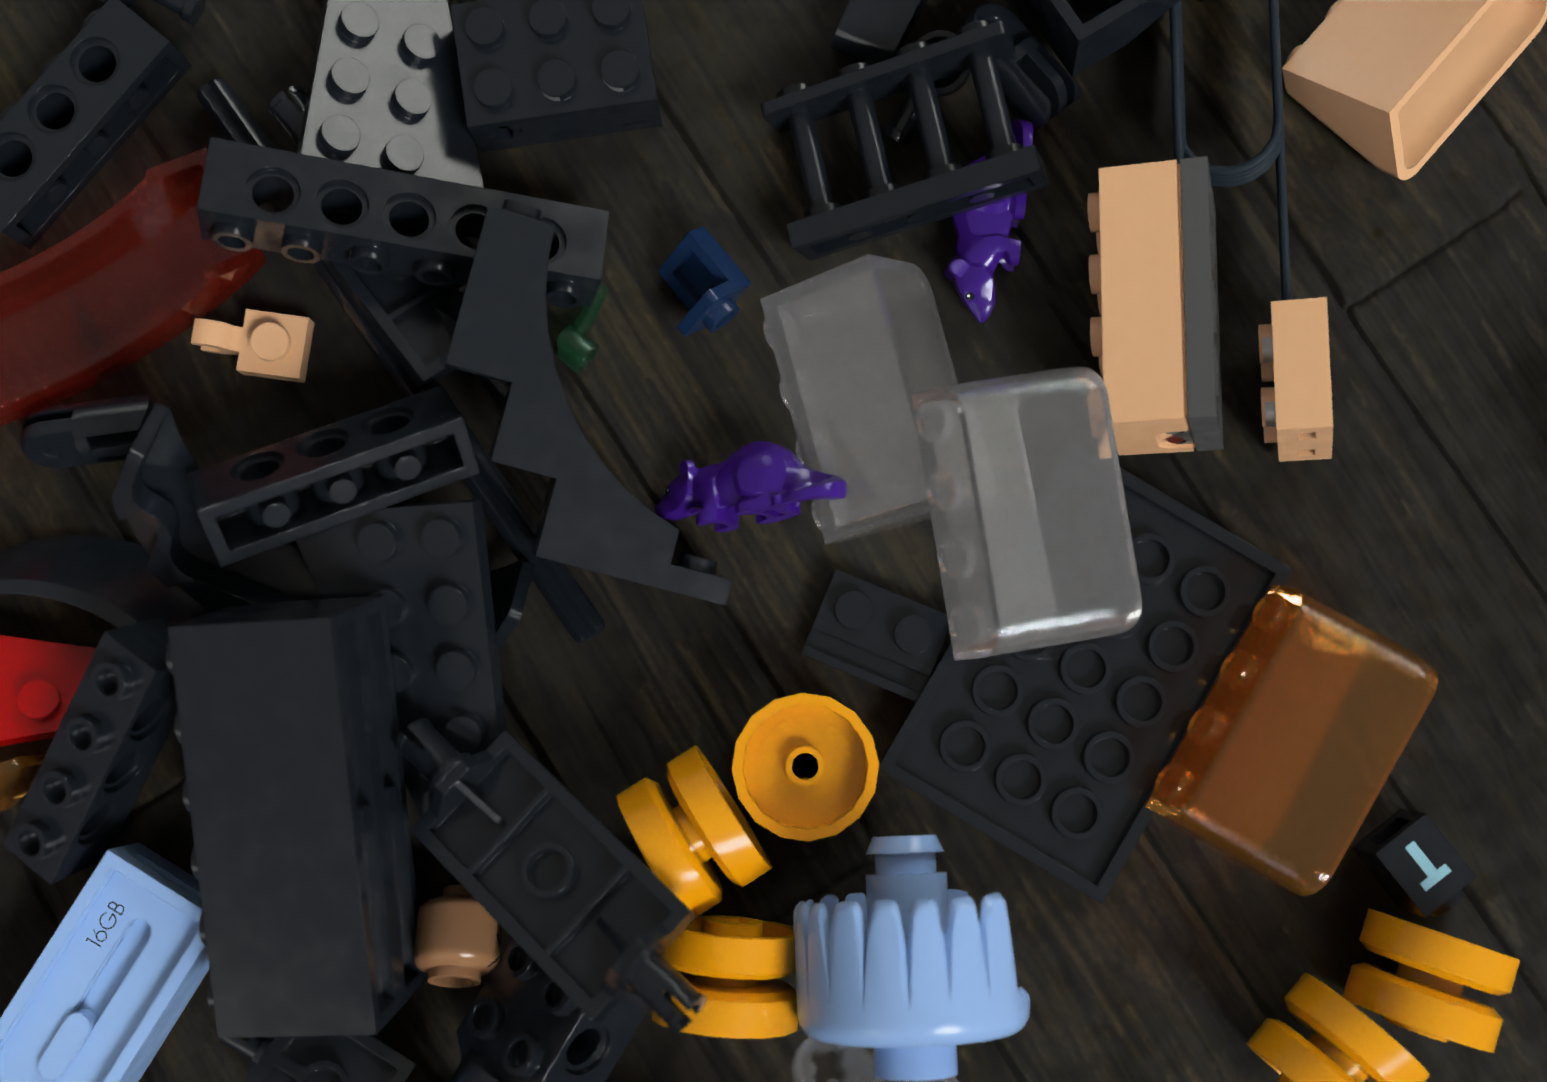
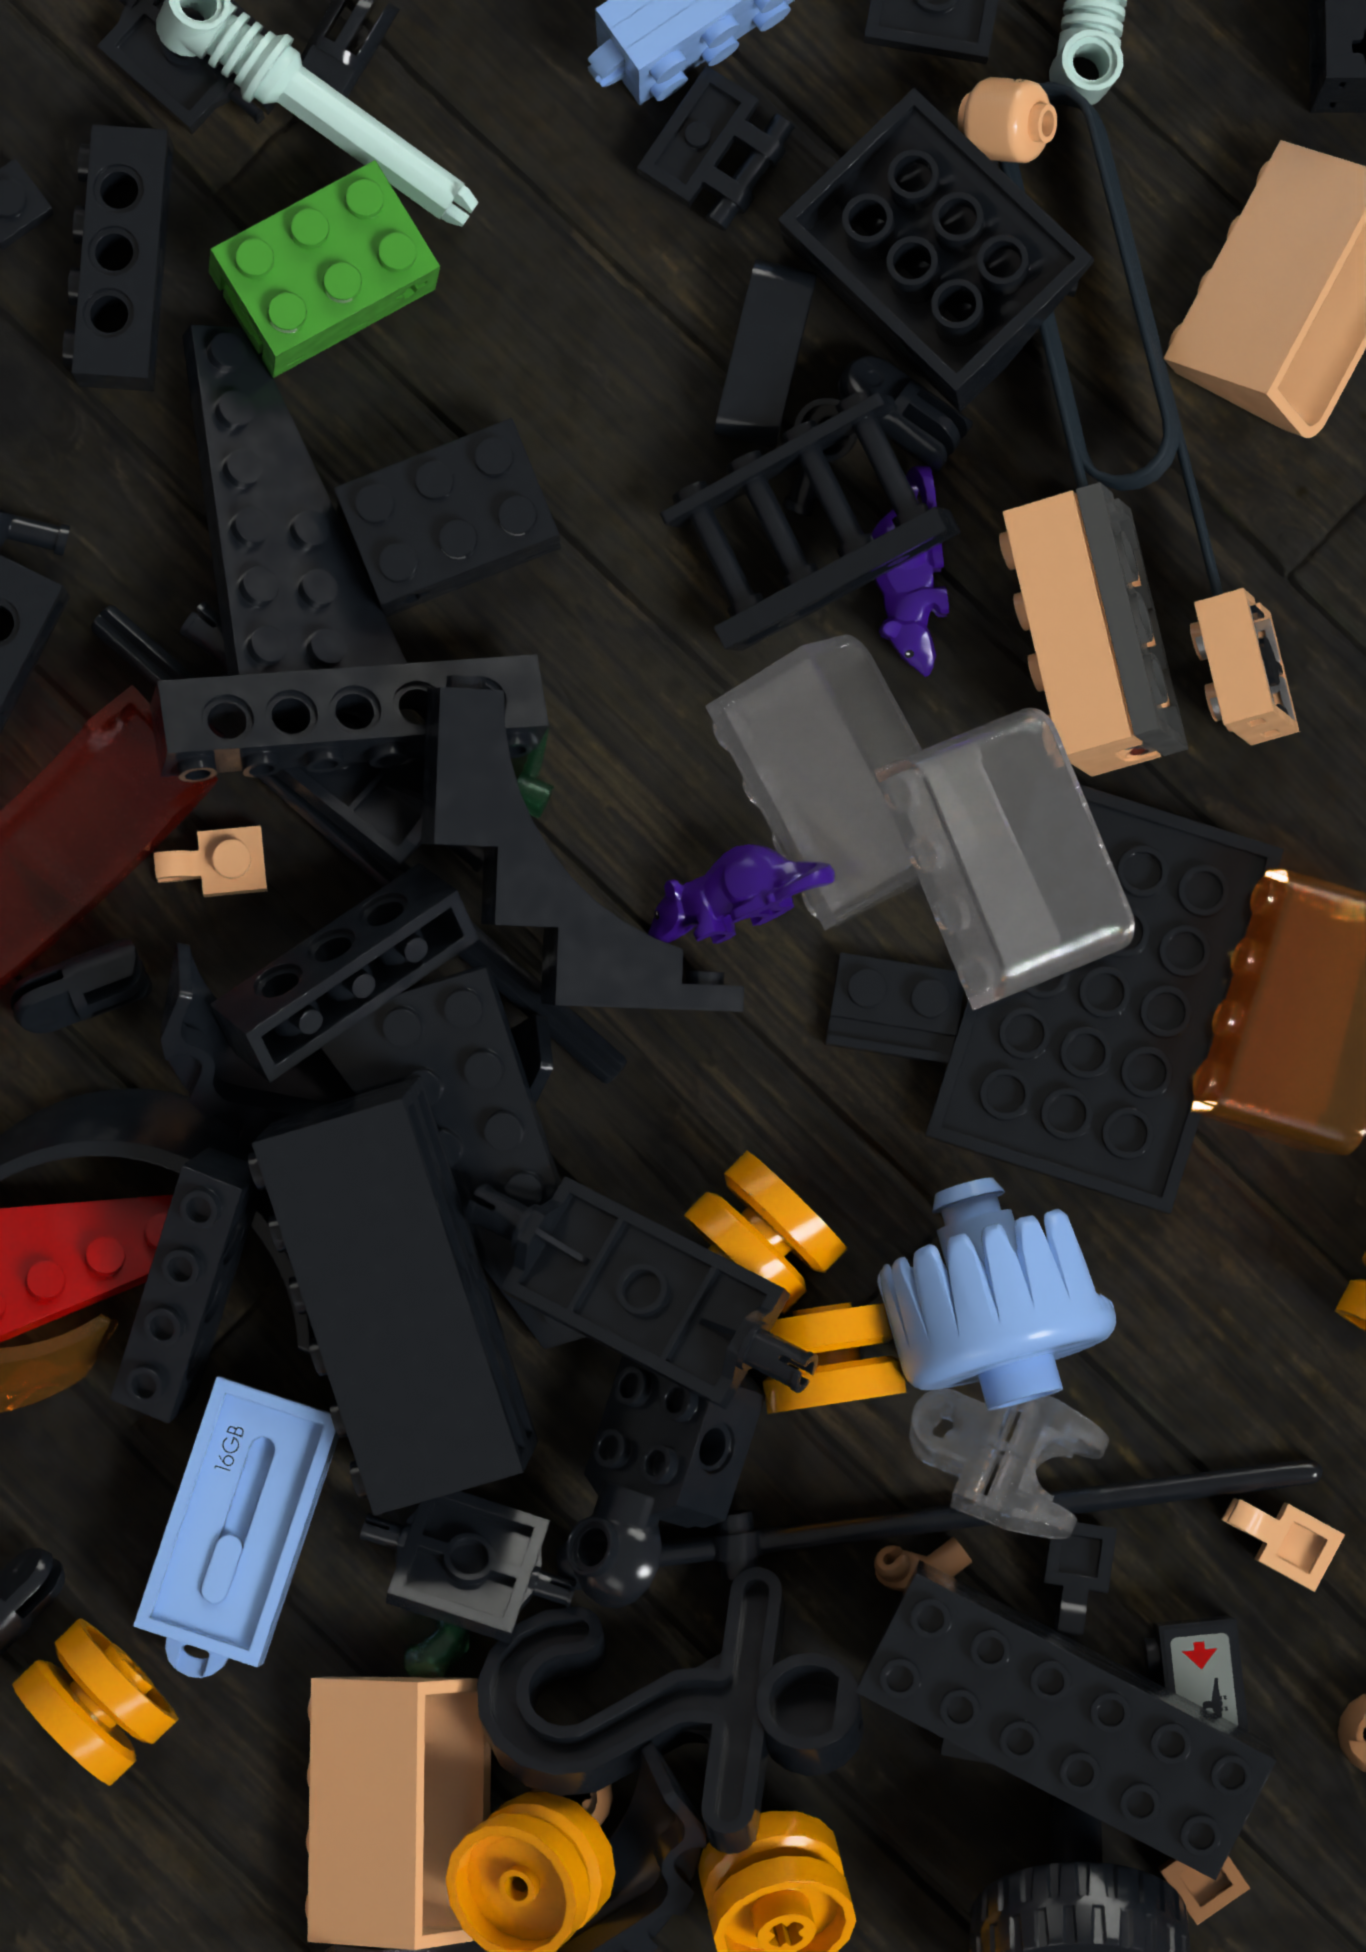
camera: 15 degrees left, 0 degrees up
(456, 939) = (562, 1388): medium nougat head -> none
(704, 282) = (645, 700): dark blue bracket -> none
(805, 805) = (848, 1184): light orange wheel -> none

